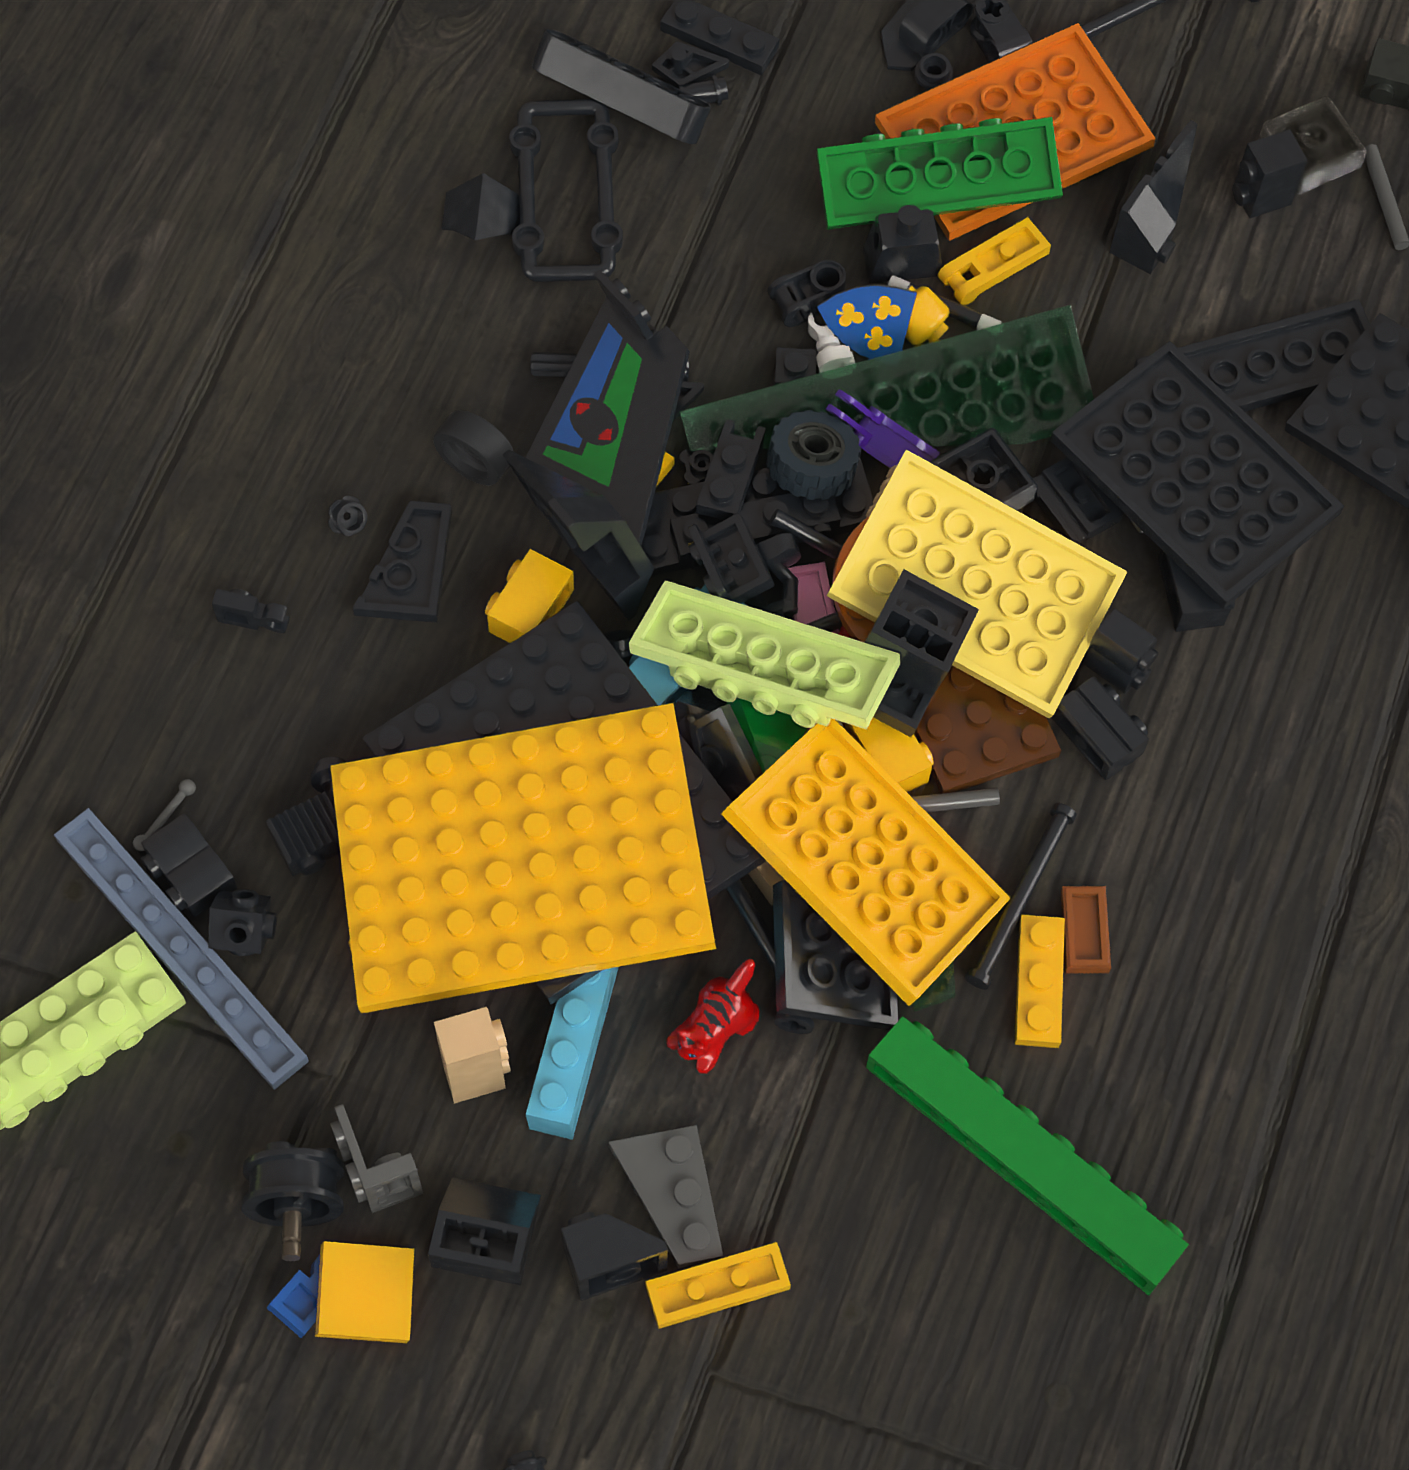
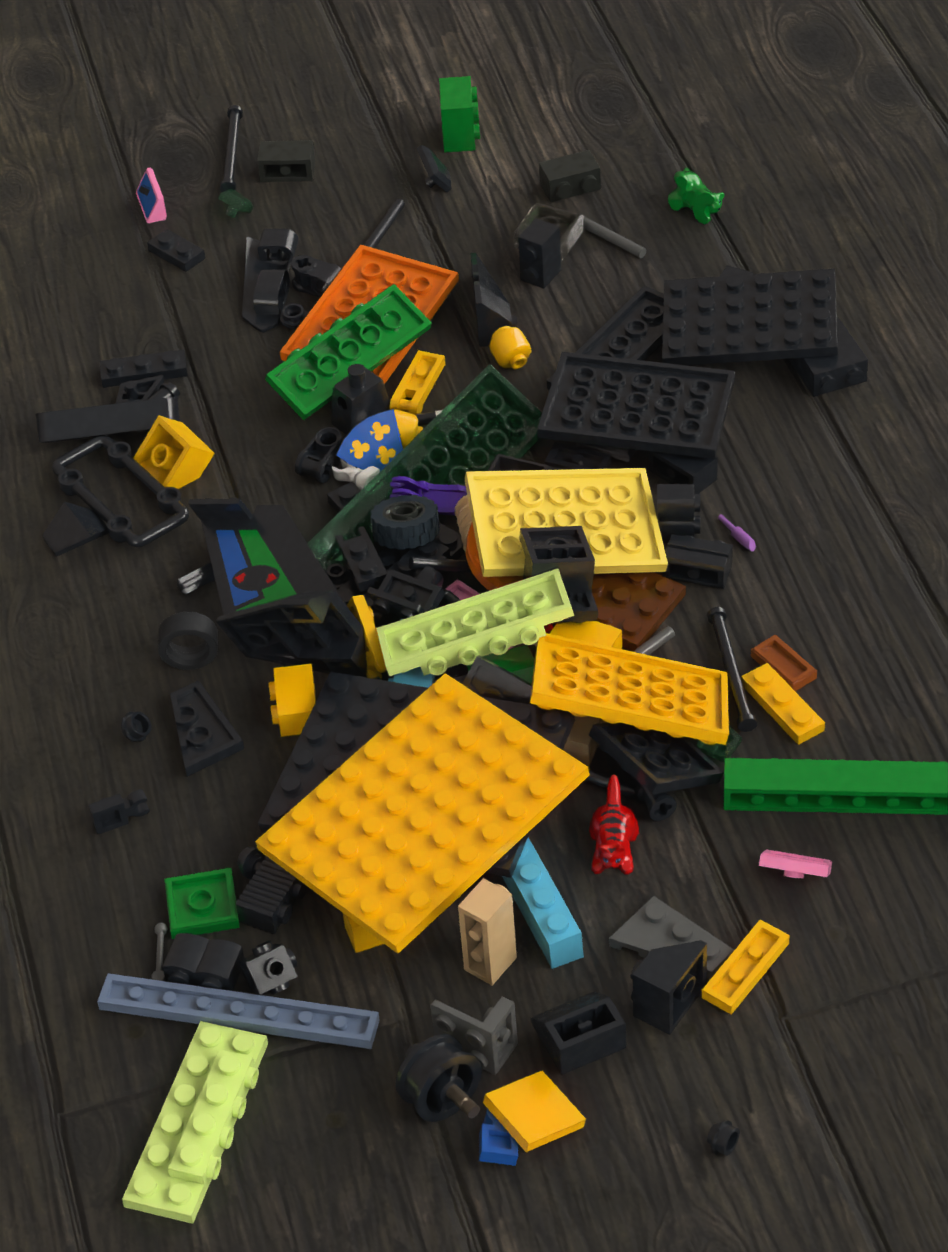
camera: 30 degrees left, 20 degrees down
(249, 784) = (201, 902): none -> green tile
(654, 180) = (173, 453): none -> yellow slope
(666, 550) = (374, 654): none -> yellow hinge
(874, 1200) = (794, 864): none -> bright pink plate
(1133, 283) = (510, 347): none -> yellow head
(1182, 720) = (739, 534): none -> medium lavender piece

